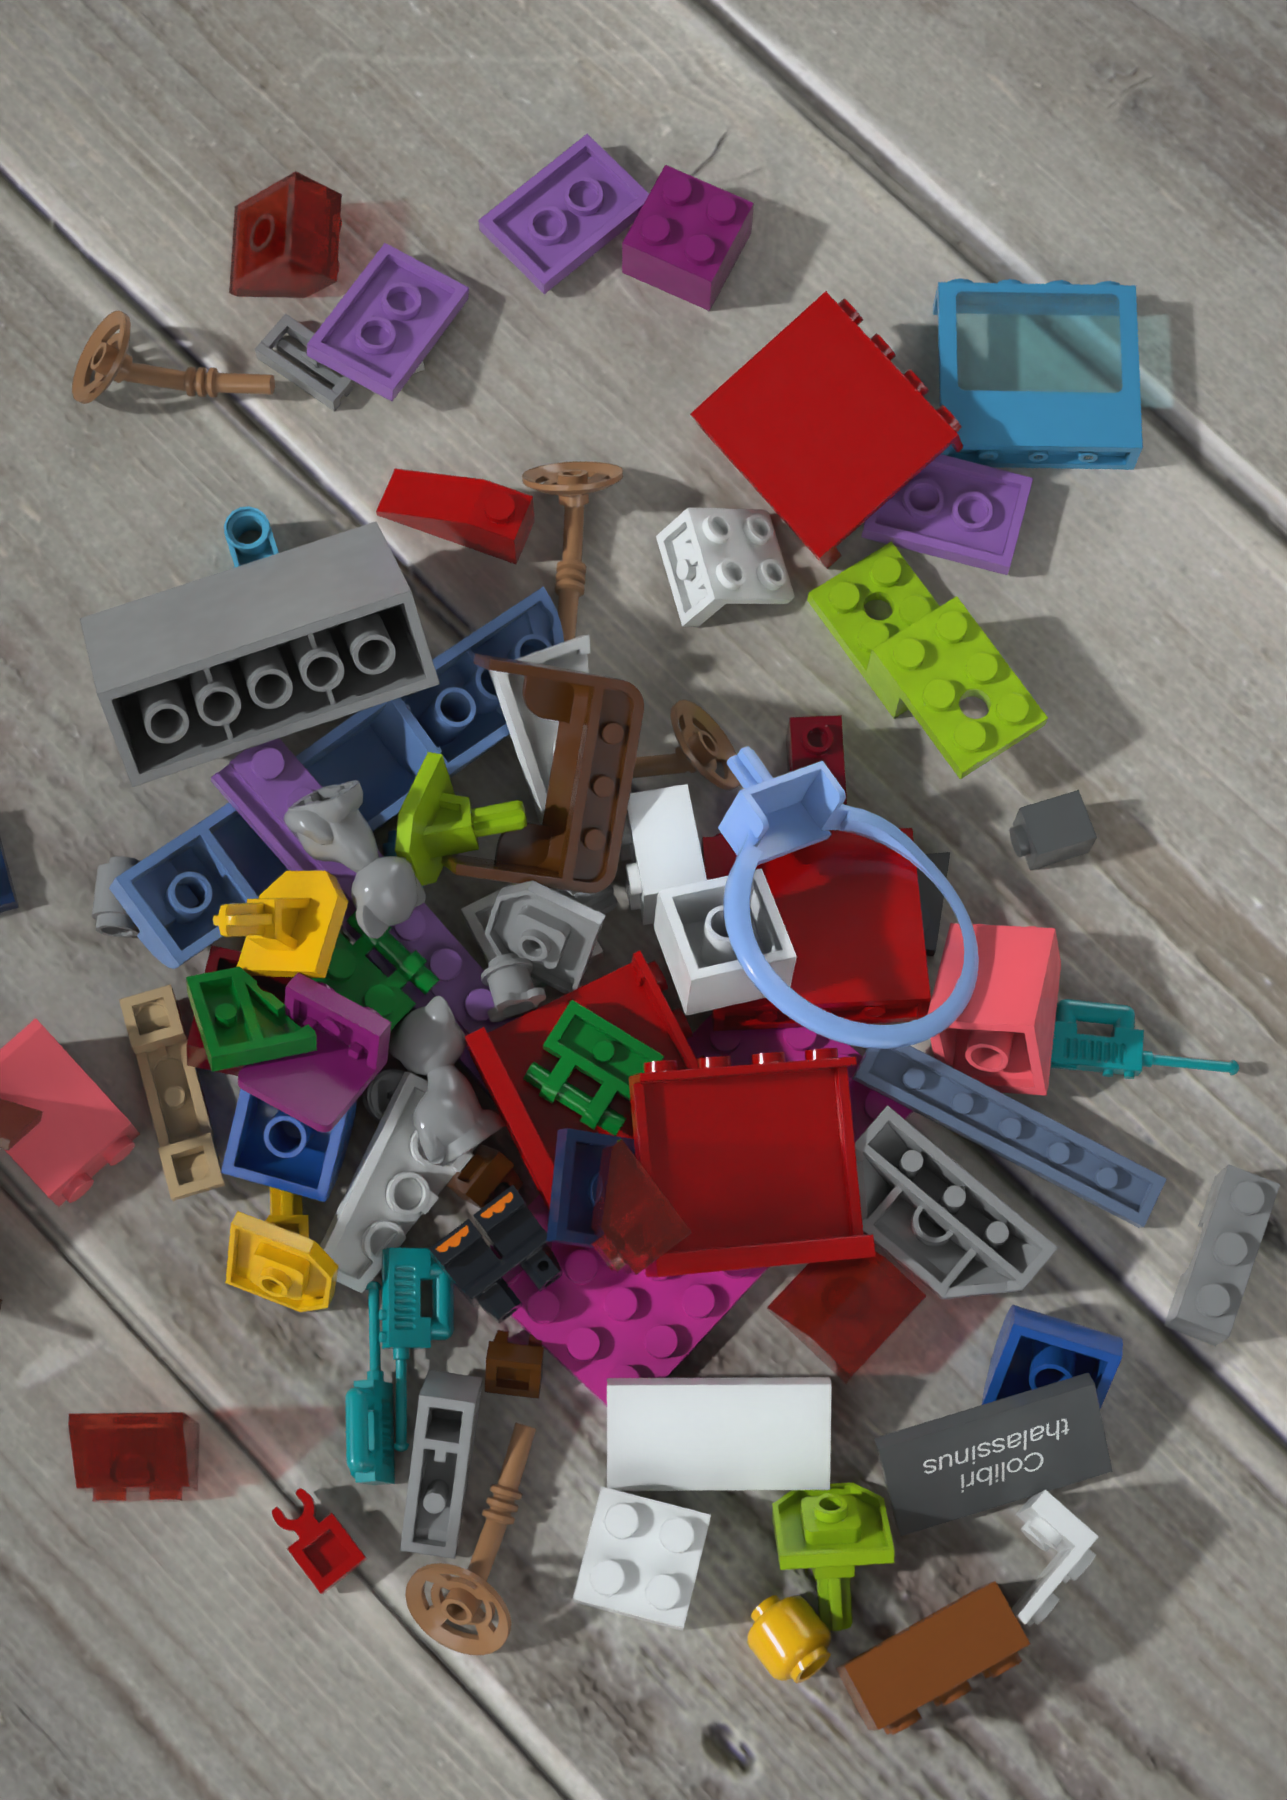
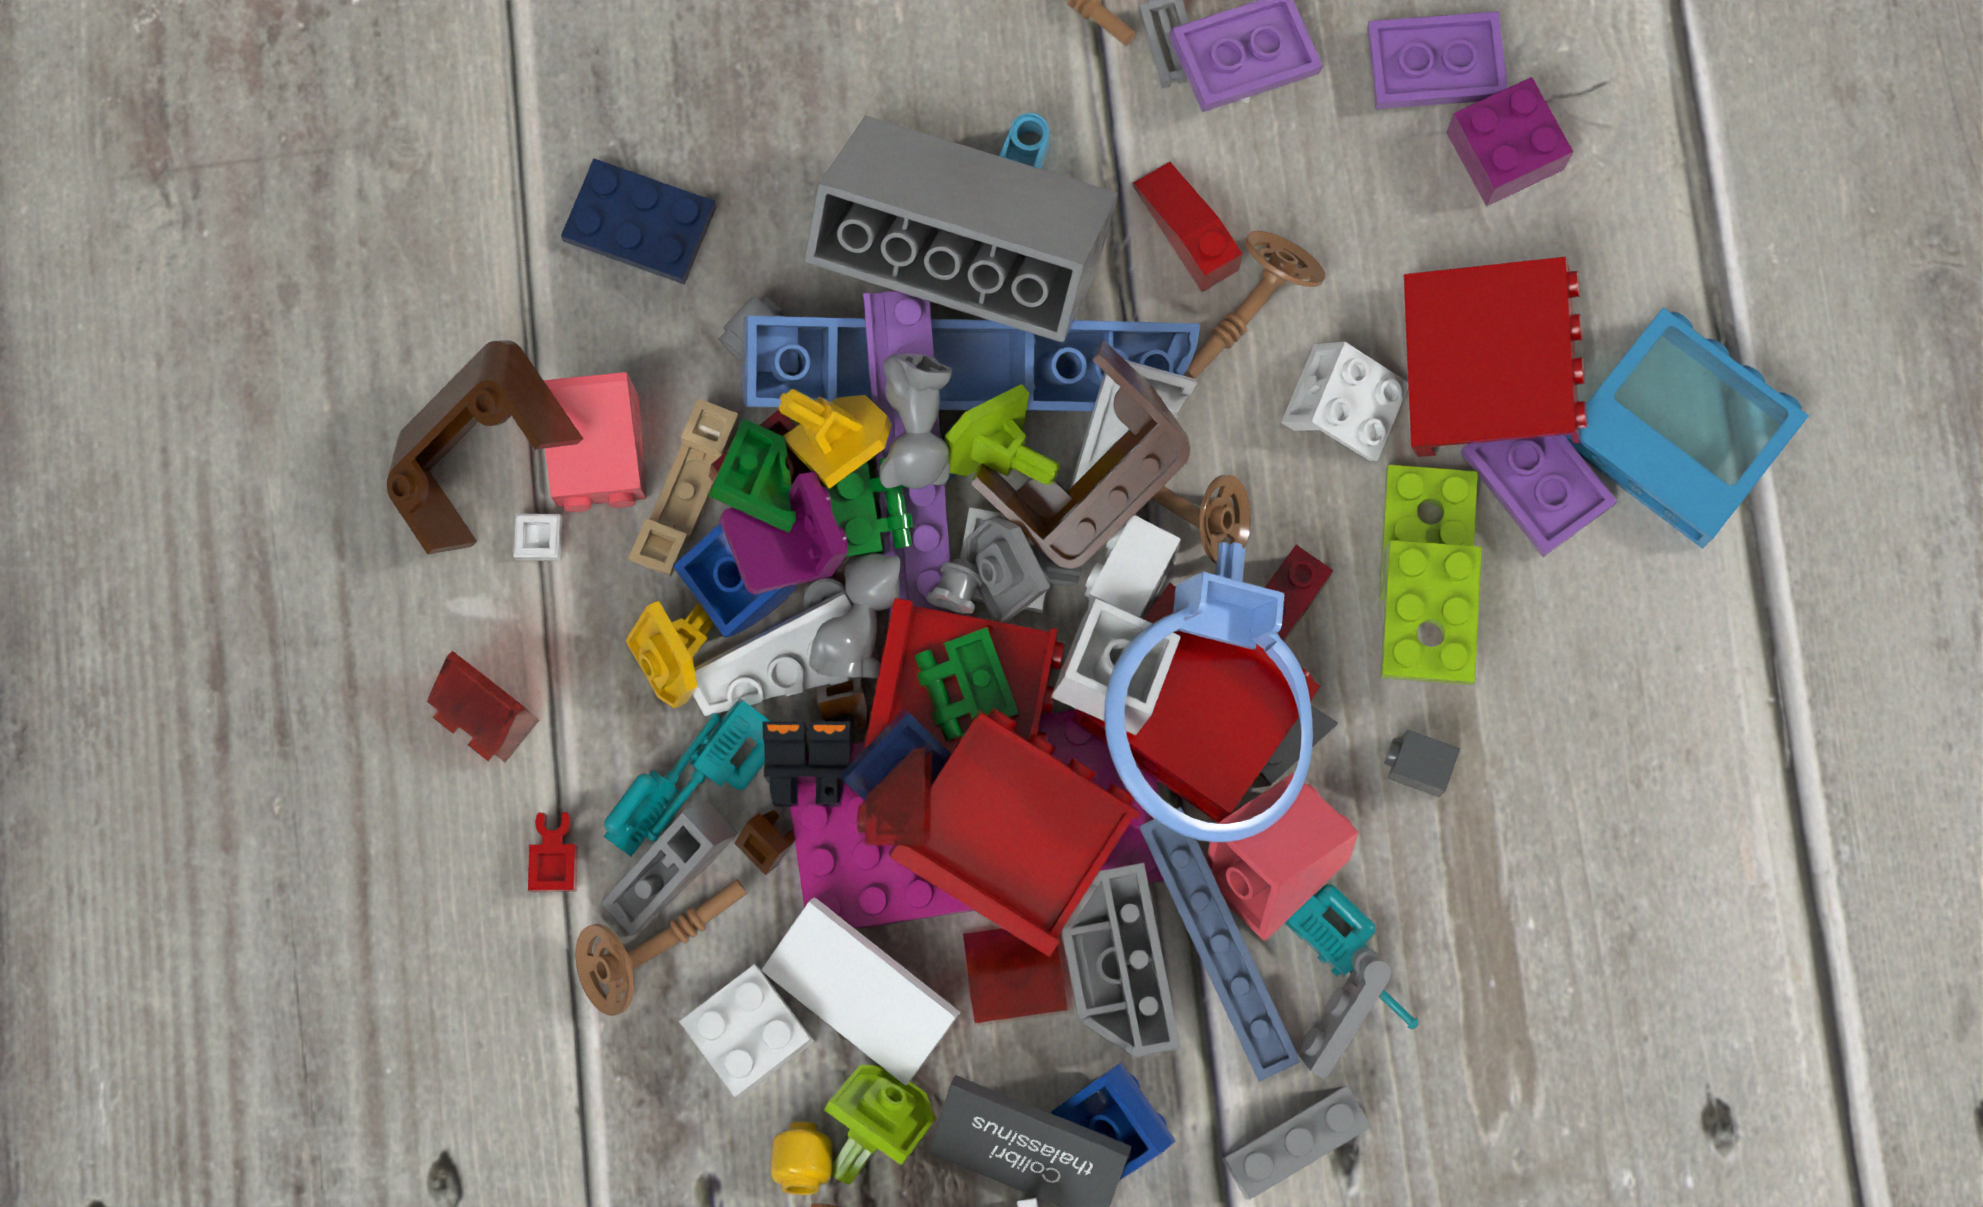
camera: 45 degrees right, 5 degrees up
(61, 1249) = (537, 537): none -> white tile
(1171, 1101) = (1345, 1012): none -> light grey plate

